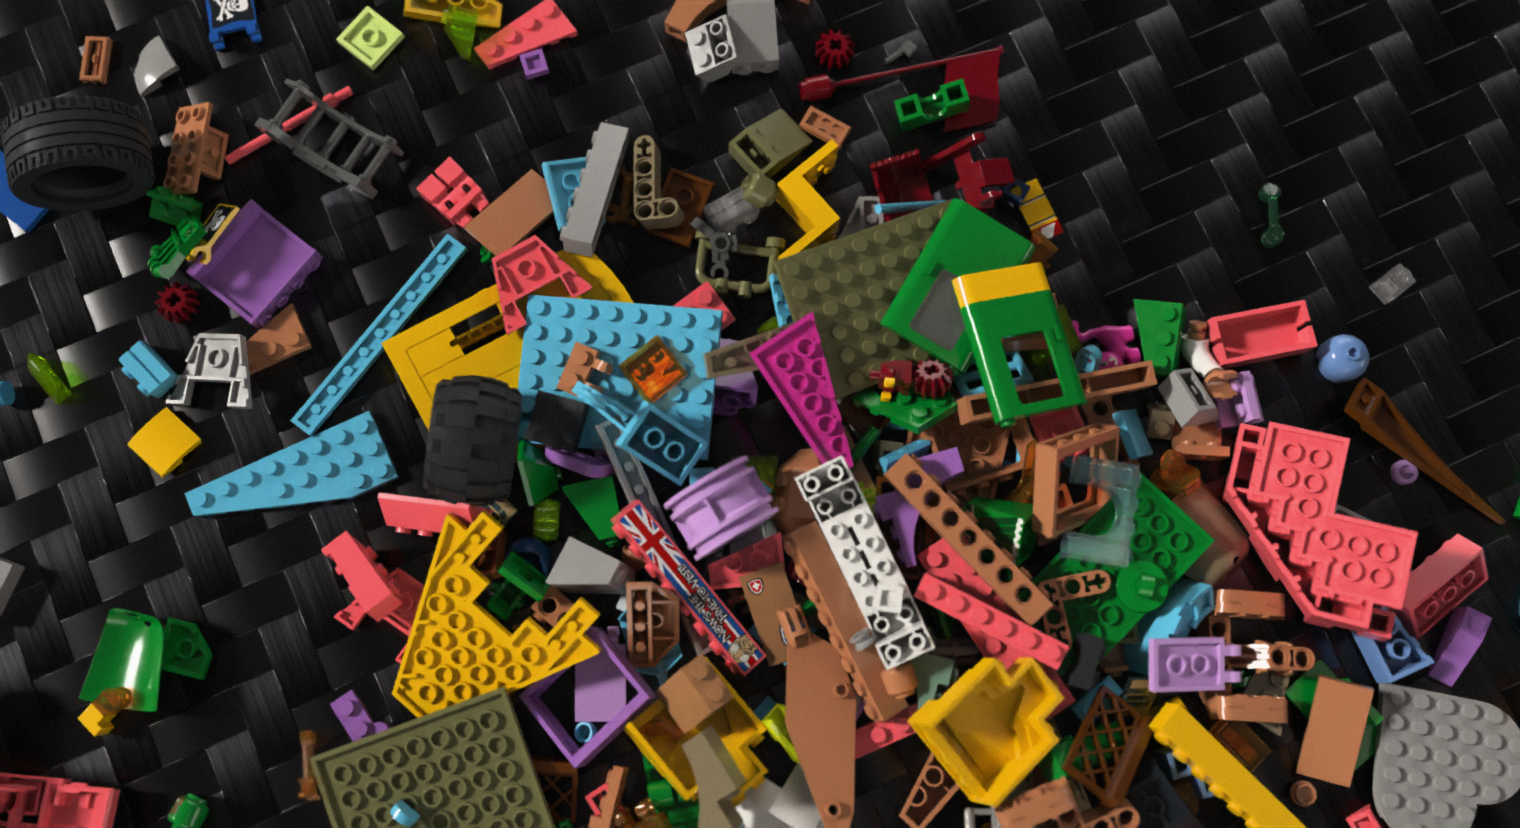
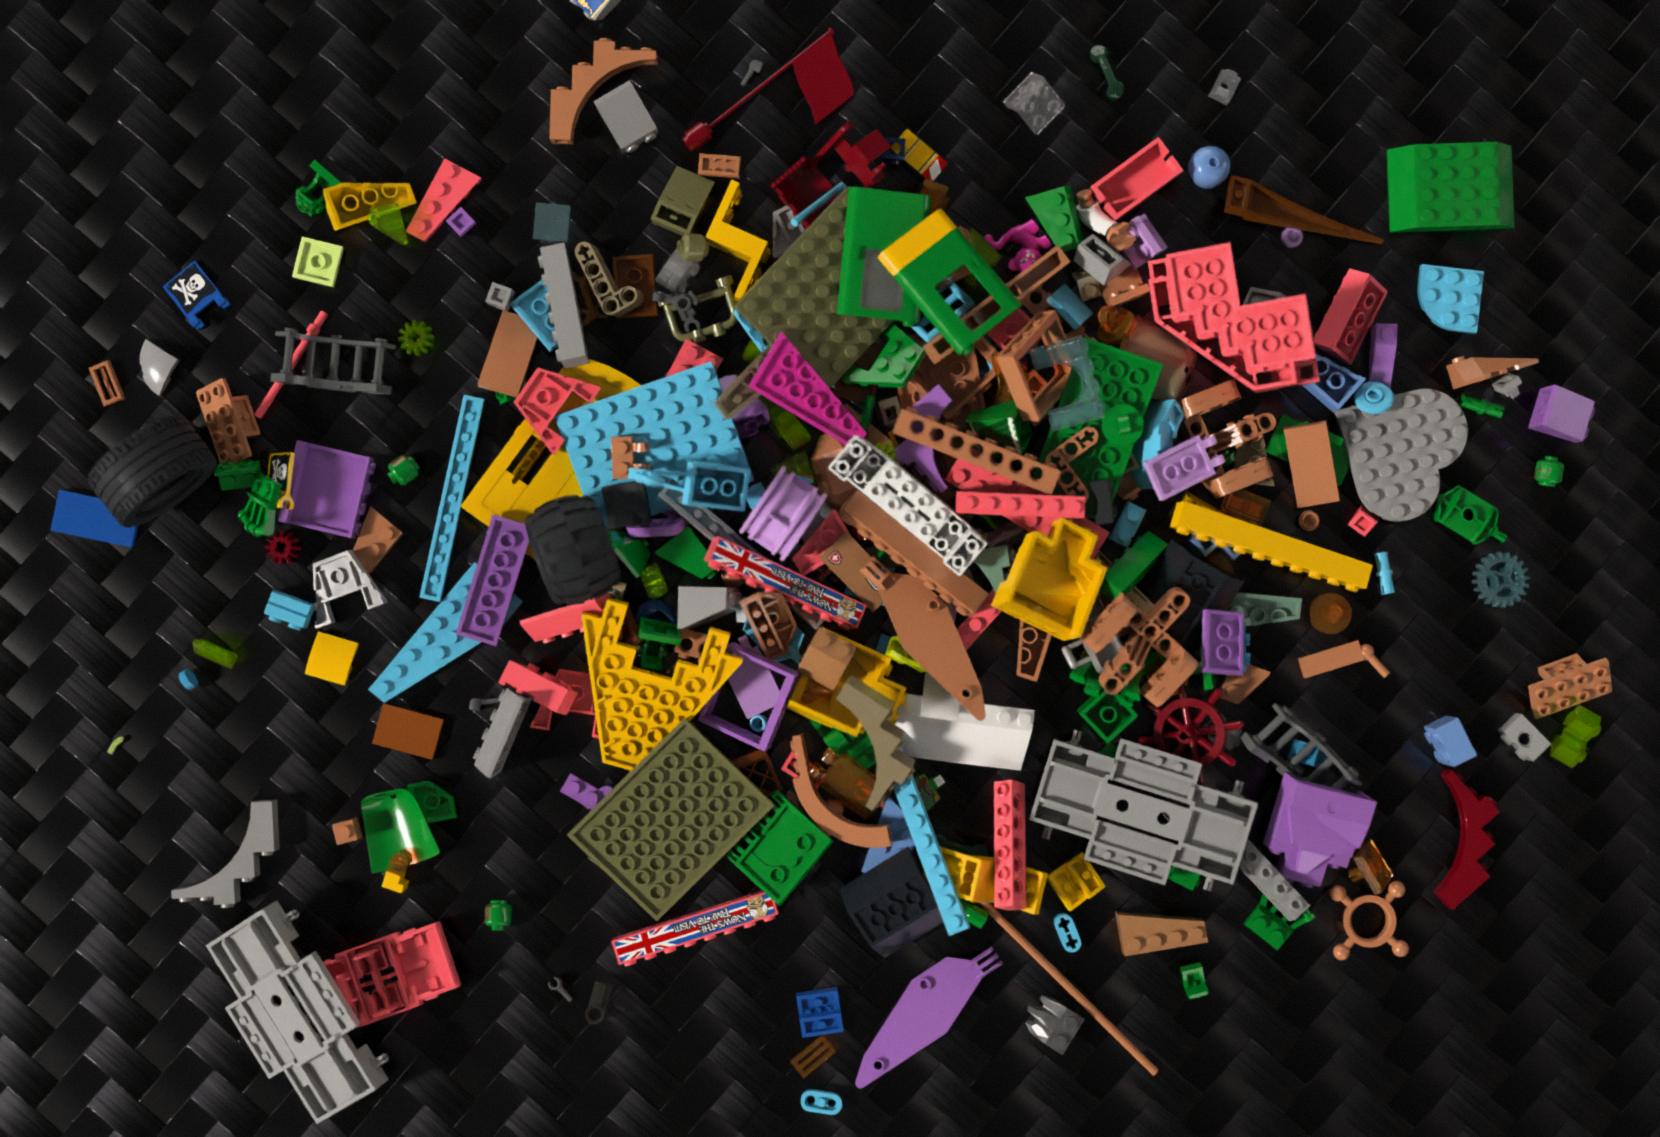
camera: 20 degrees left, 10 degrees up
(76, 637) = (347, 830): none -> nougat brick
(202, 559) = (408, 731): none -> dark orange tile
(290, 563) = (475, 703): none -> dark grey hand
(298, 610) = (502, 732): none -> light grey slope
(308, 785) = (575, 853): clear orange bar -> none
(344, 281) = (403, 470): none -> green head
(374, 439) = (494, 580): none -> medium lavender plate
(404, 813) = (657, 841): medium azure tile -> none
(424, 149) = (410, 333): none -> clear neon green gear
(453, 190) = (447, 347): coral hips -> none
(535, 152) = (500, 296): none -> light grey brick
(626, 106) = (551, 222): none -> clear light blue piece
(653, 370) = (681, 431): clear orange tile -> none
(712, 49) = (599, 144): light grey slope -> none
(769, 416) = (785, 424): none -> clear neon green slope
(841, 50) = (700, 102): dark red gear -> none
(862, 639) = (932, 561): light grey bush -> none
(889, 598) = (937, 523): white tile -> none
(893, 377) = (865, 352): dark red piece -> none
(900, 680) = (973, 578): nougat head -> none
(918, 448) = (907, 398): medium azure slope -> none
(931, 378) = (895, 339): dark red gear -> none
(947, 102) = (792, 115): green arch -> none
(1082, 359) = (1007, 268): medium azure beam -> none
(1124, 762) = (1163, 559): reddish brown fence -> none
(1137, 694) = (1153, 509): clear light blue piece -> none
(1183, 210) = (1035, 102): none -> clear bracket
(1433, 688) = (1373, 397): none -> medium azure wheel

